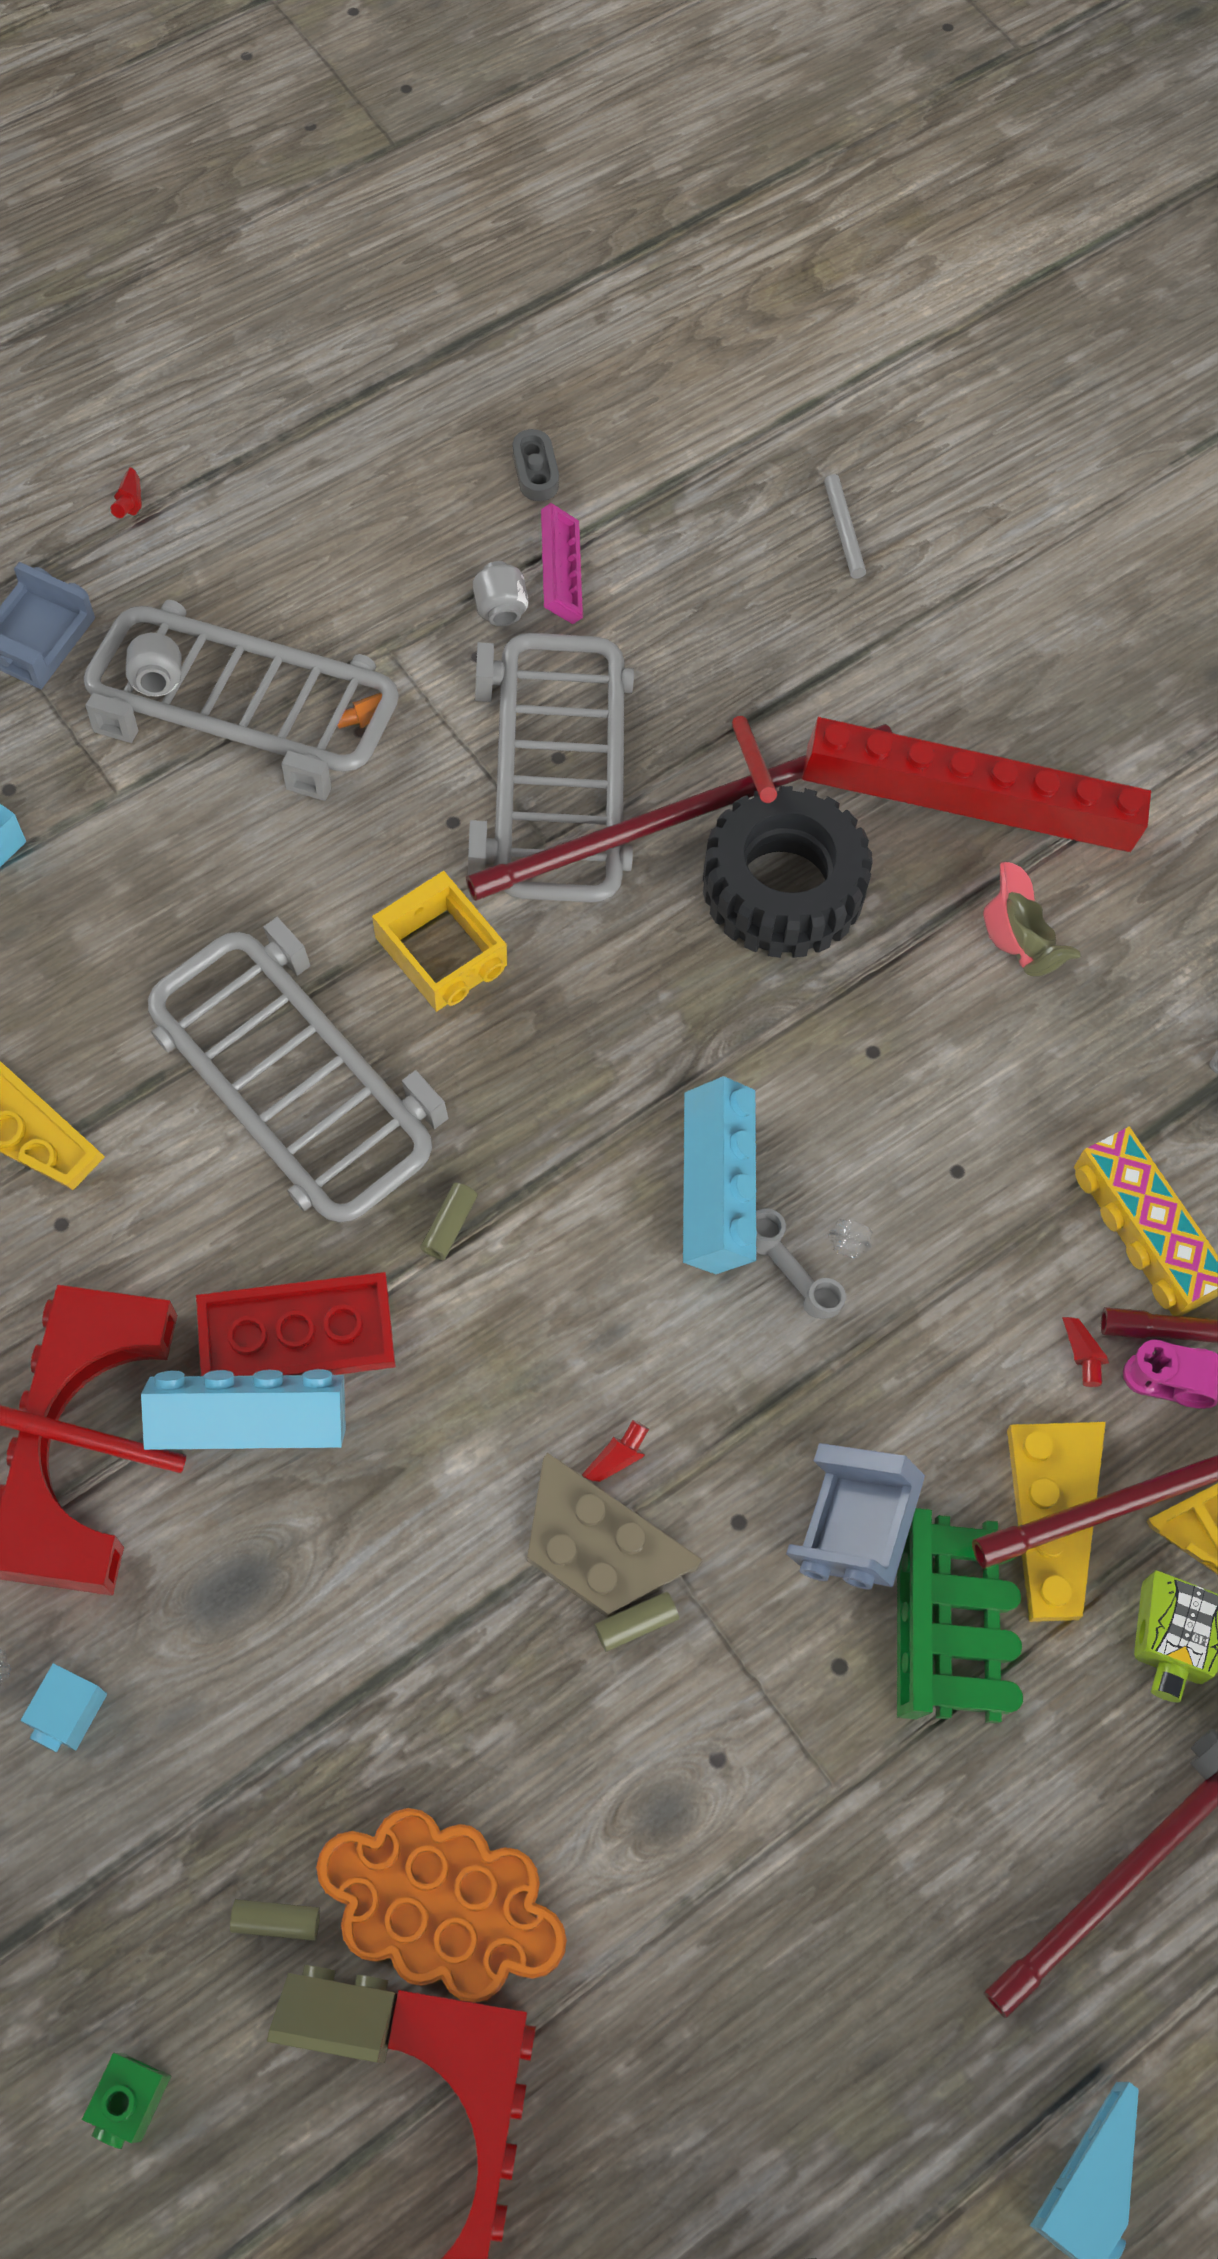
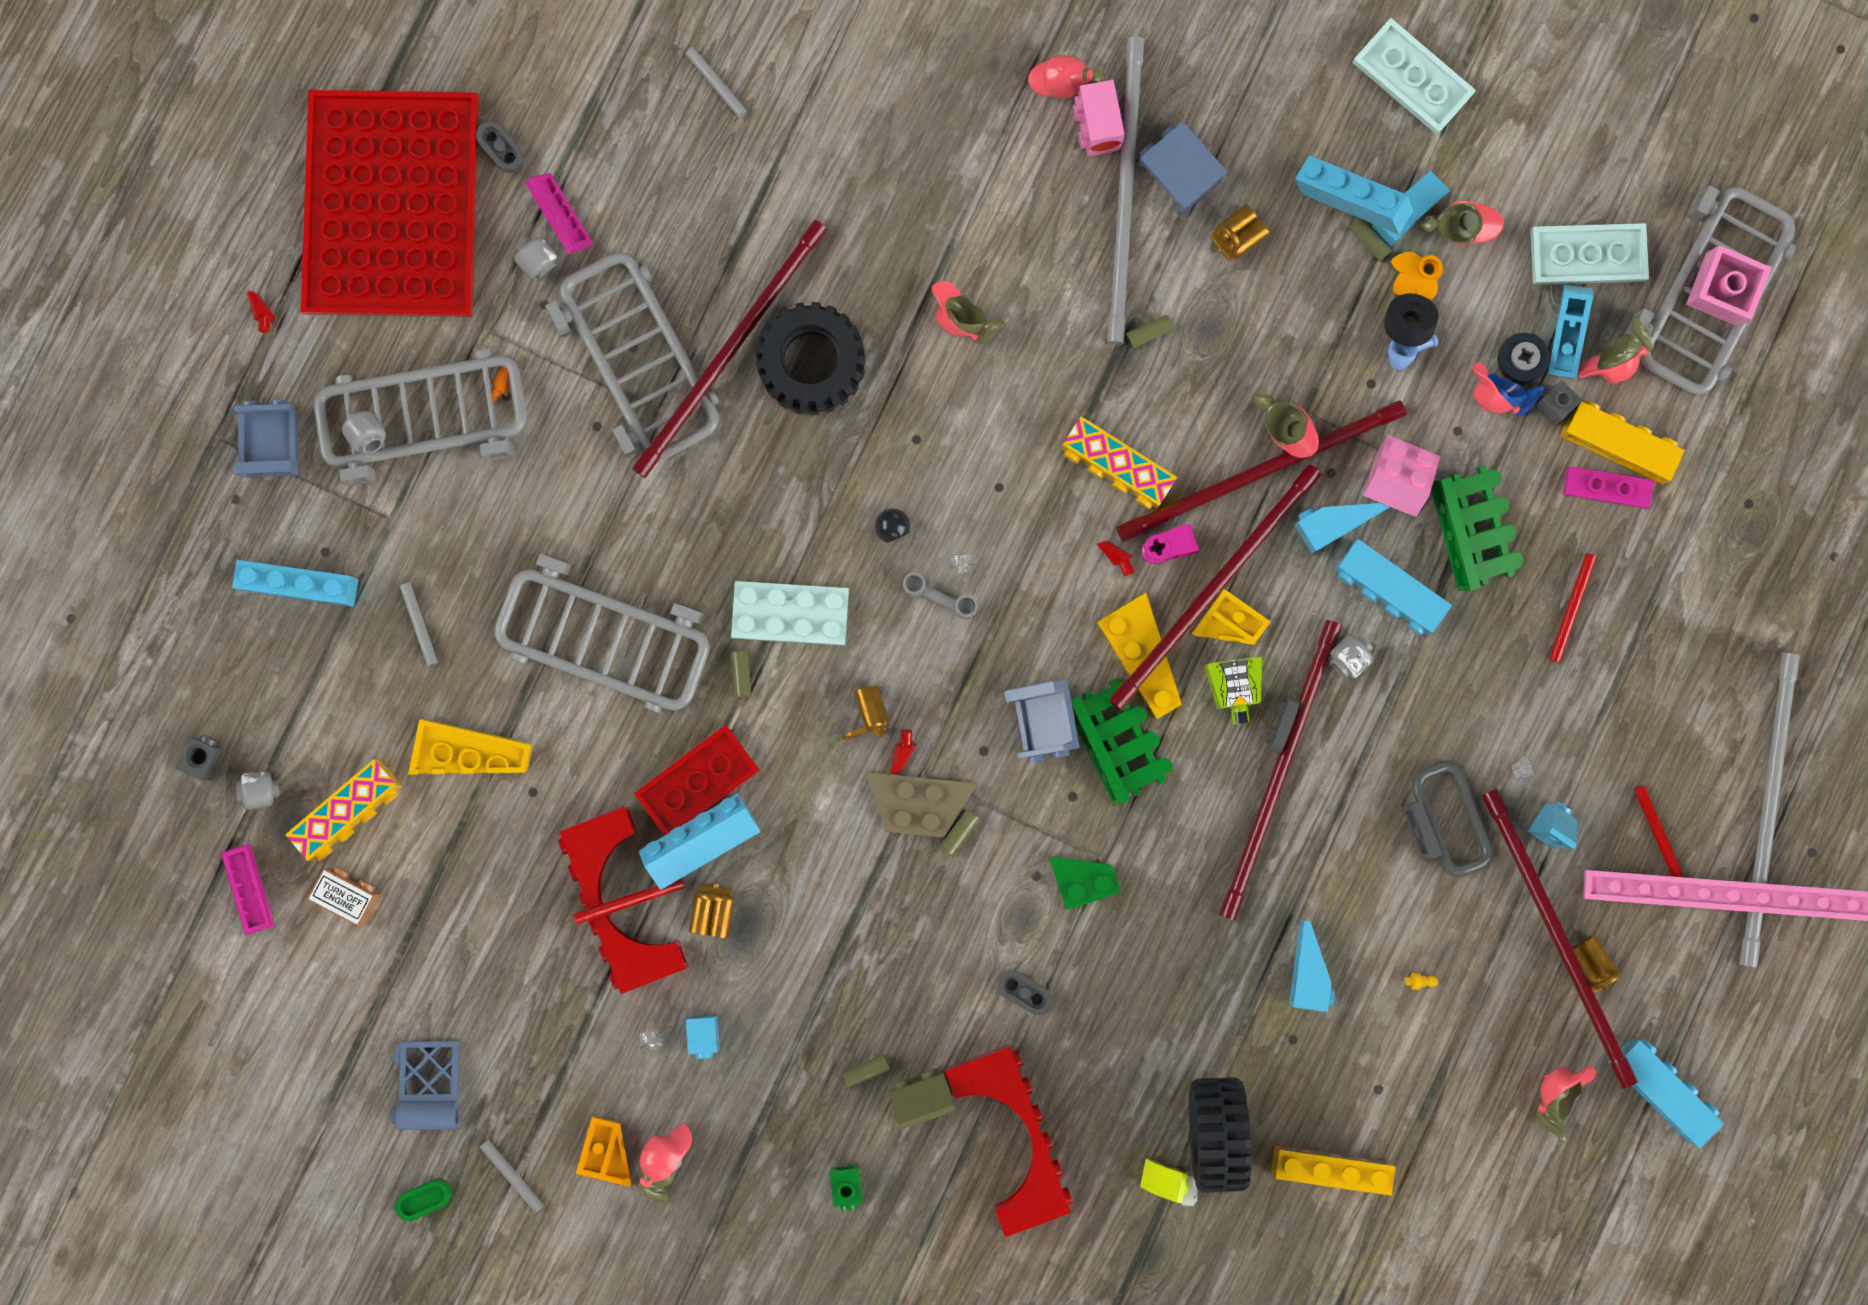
camera: 25 degrees left, 20 degrees up
(62, 932) = (418, 624): none -> light grey bar
(198, 1528) = (712, 911): none -> pearl gold piece
(361, 462) = (390, 203): none -> red plate
(423, 906) = (611, 503): yellow window -> none
(441, 1905) = (941, 1020): orange plate -> none
(567, 1179) = (790, 613): none -> light aqua plate
(600, 1936) = (1023, 993): none -> dark grey plate
(605, 1369) = (872, 713): none -> pearl gold piece
(719, 1176) = (873, 569): medium azure brick -> none
(754, 759) = (753, 297): red bar -> none
(780, 1136) = (892, 525): none -> black piece
(789, 1808) = (1083, 881): none -> green wing
(976, 785) = (890, 238): red brick -> none

